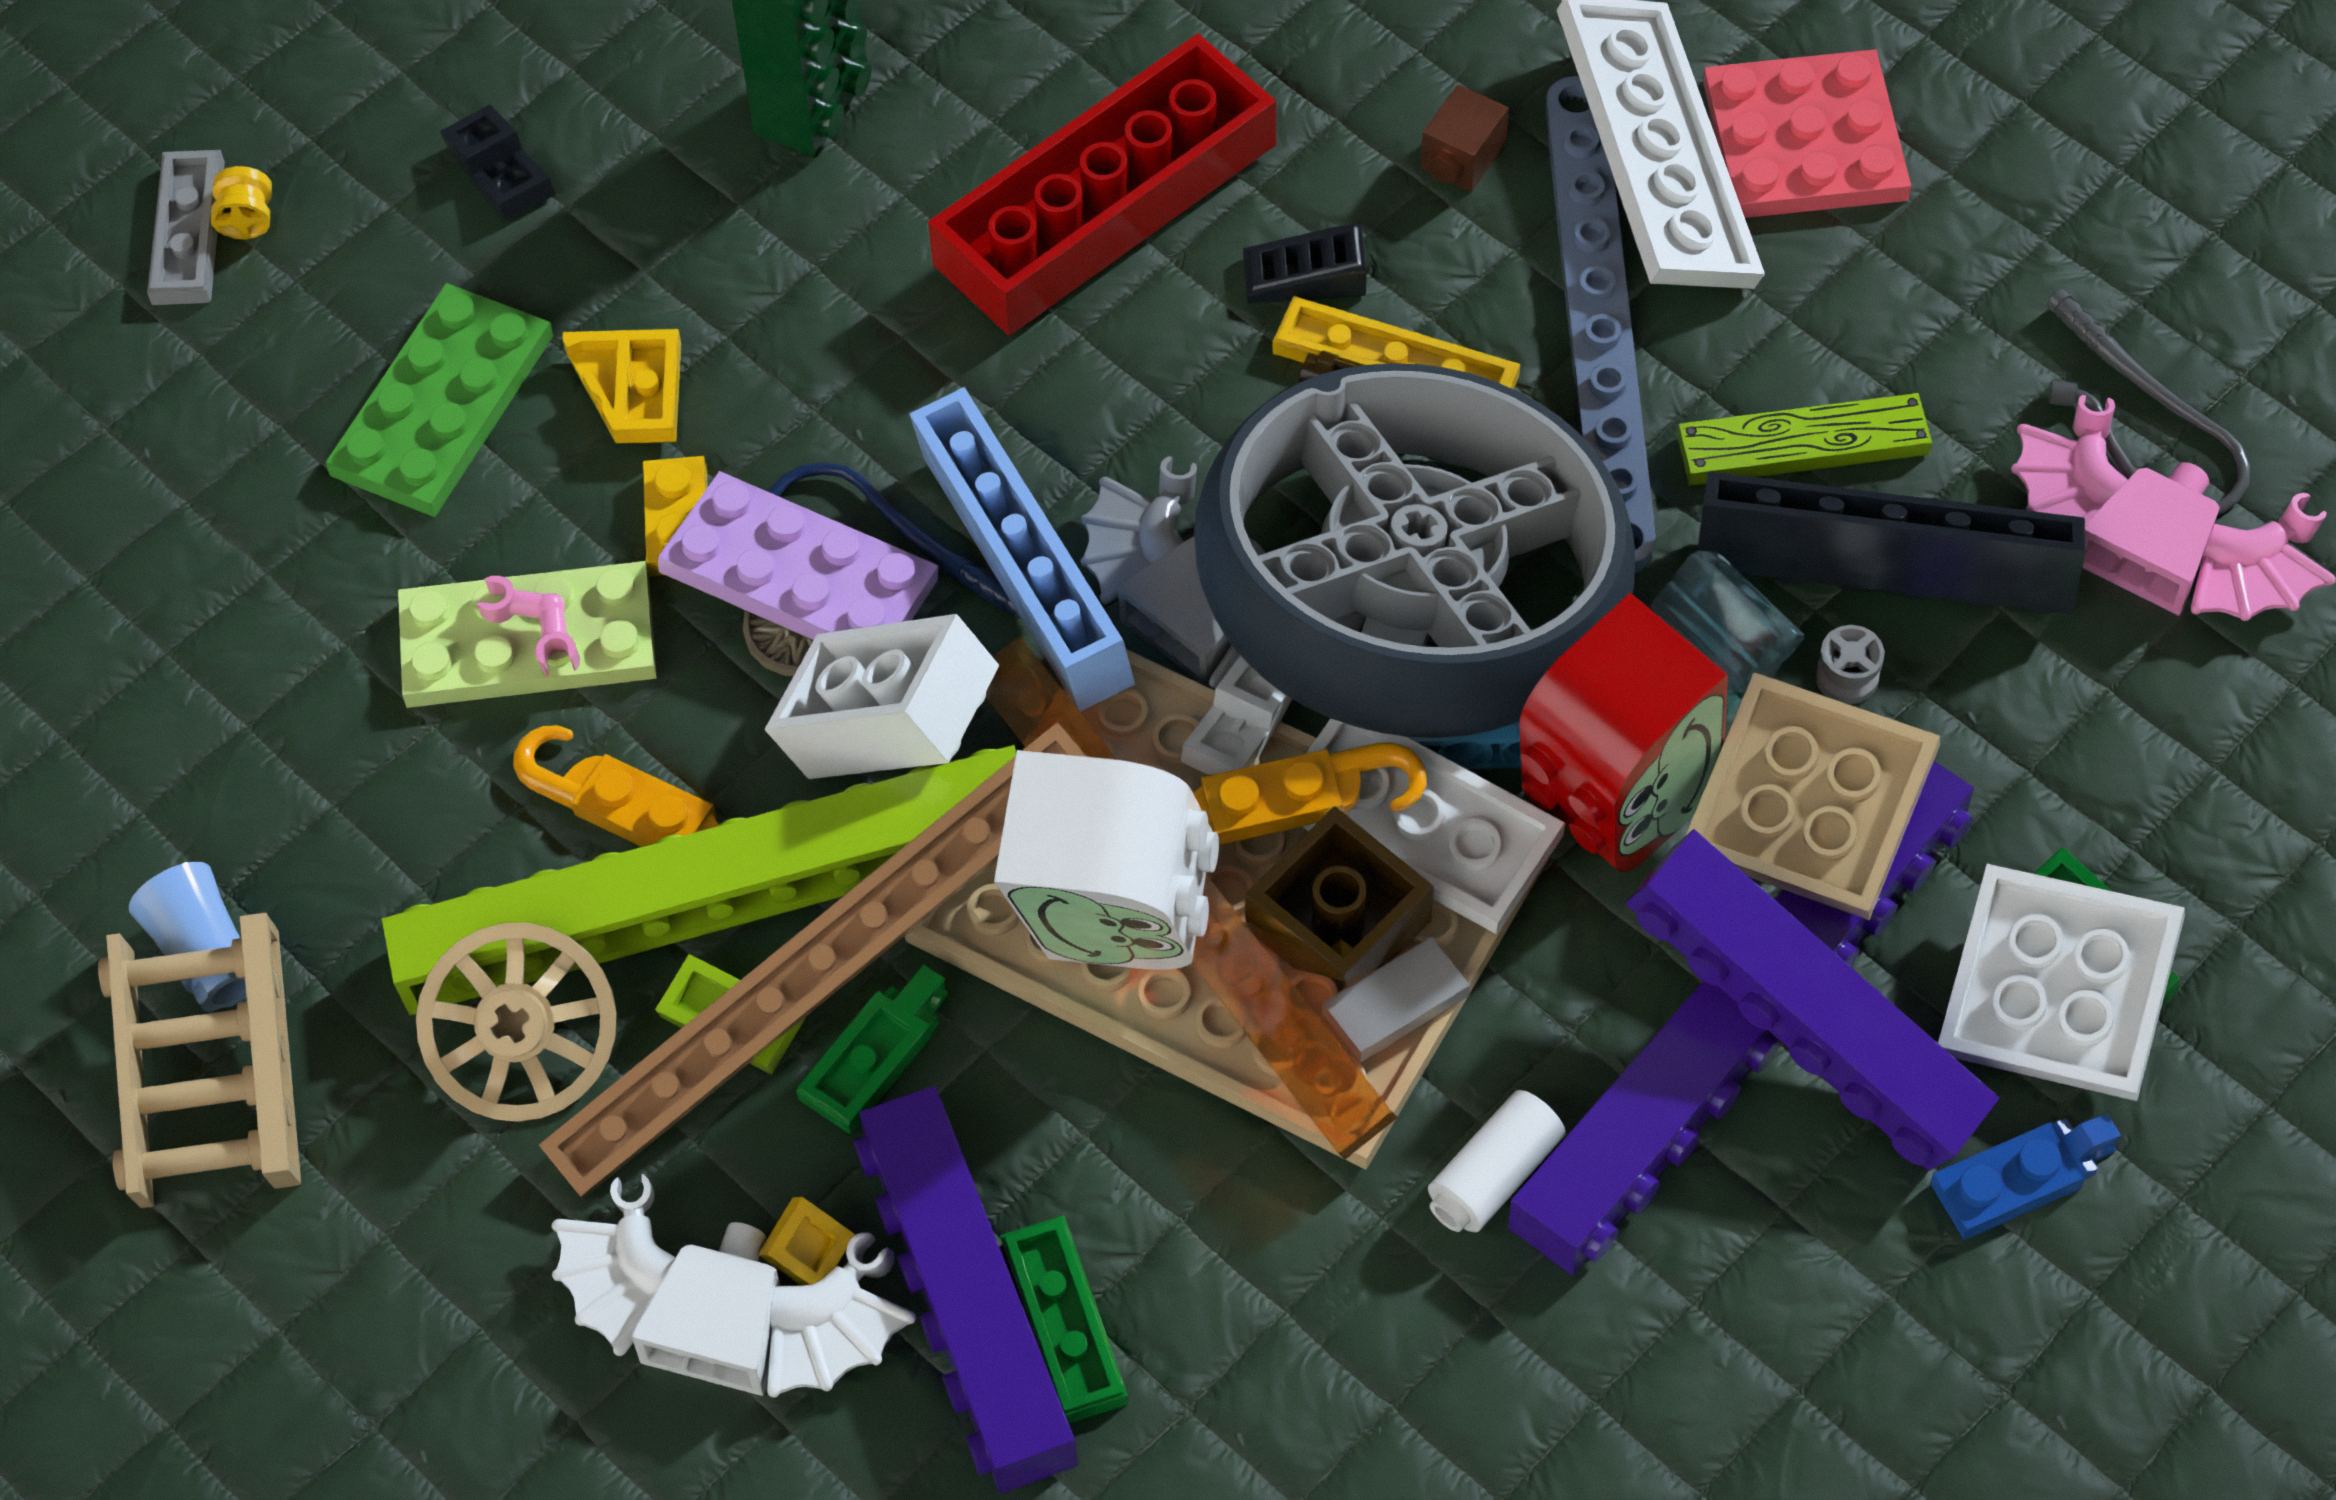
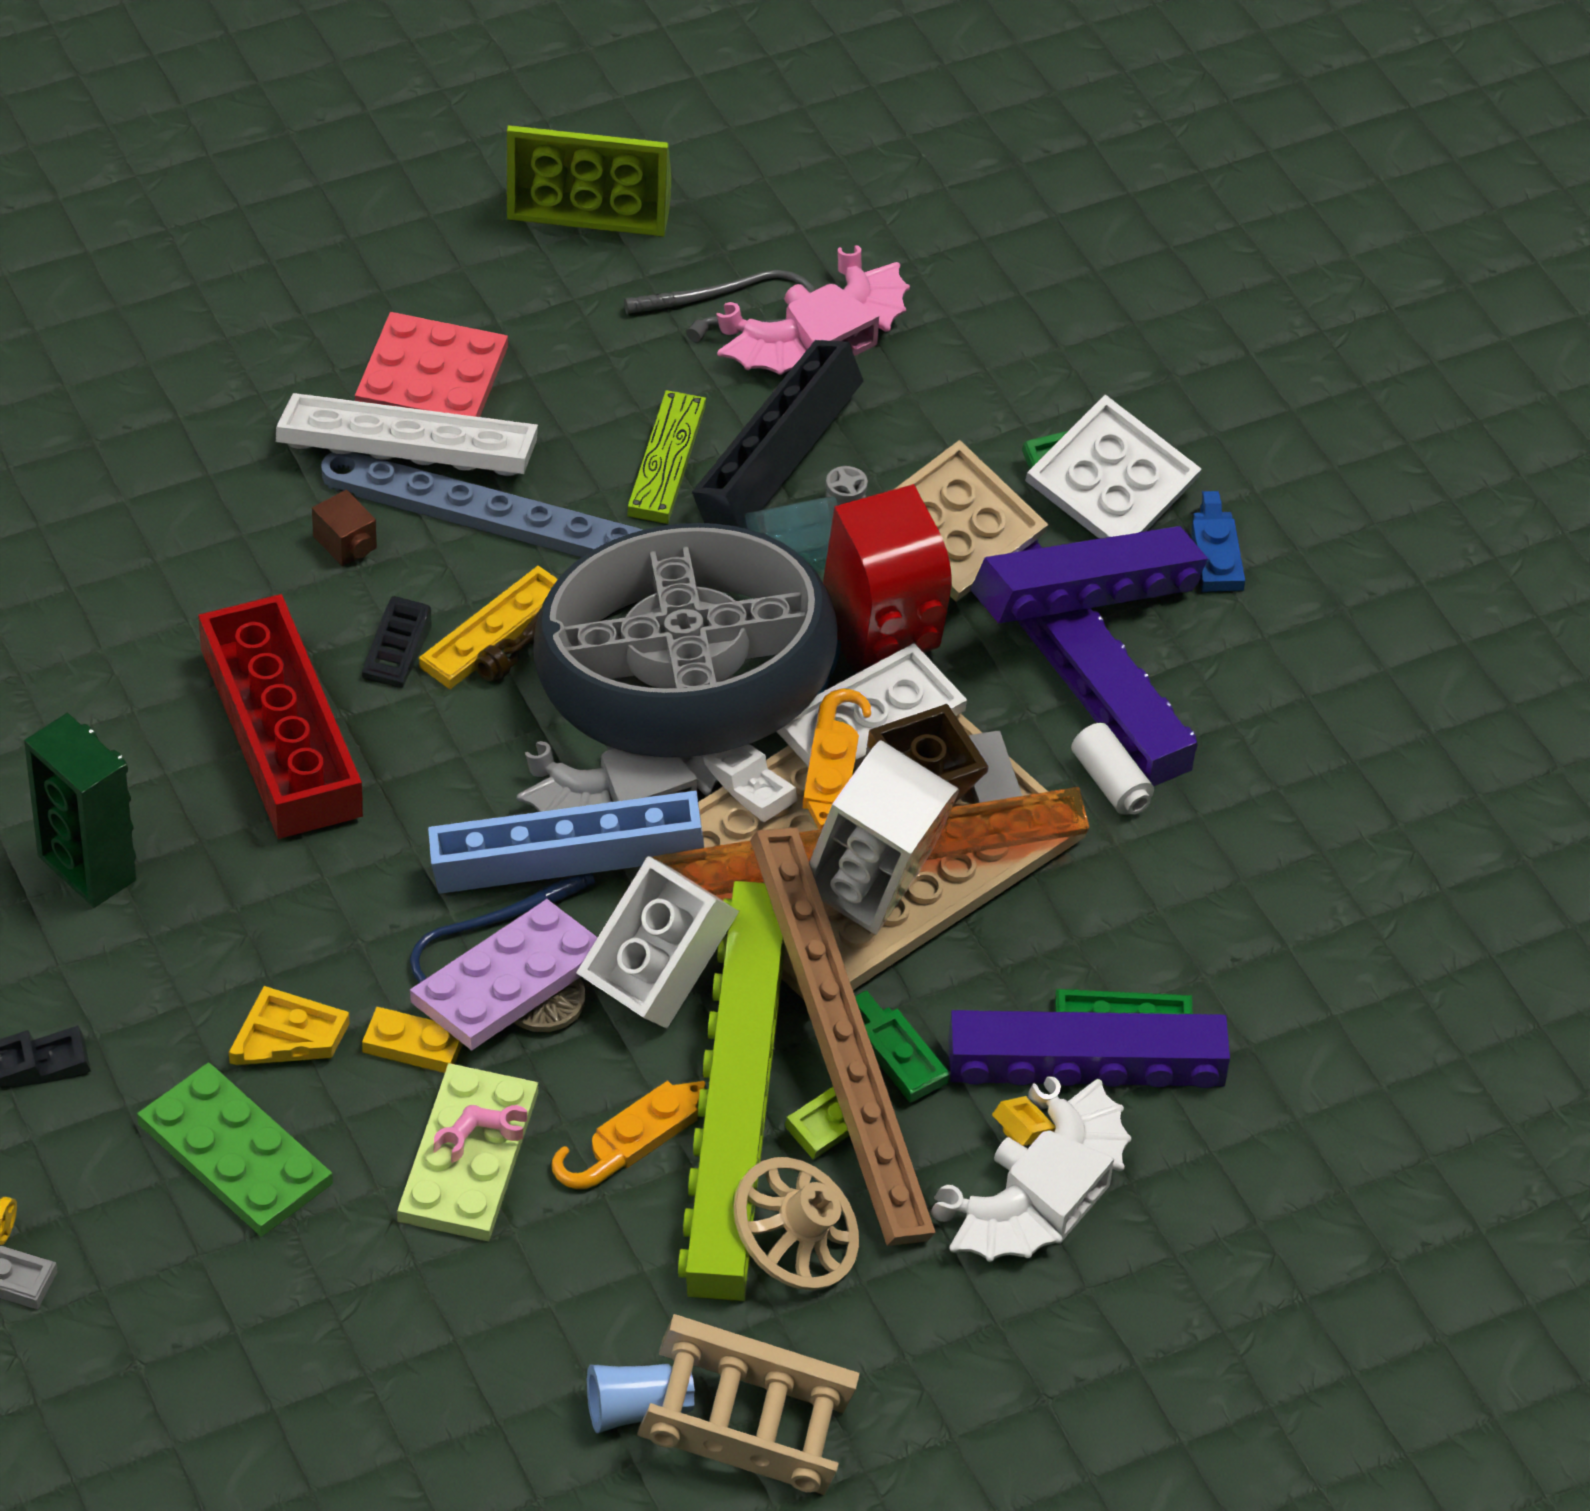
camera: 75 degrees left, 10 degrees down
(2222, 165) = (588, 180): none -> lime slope

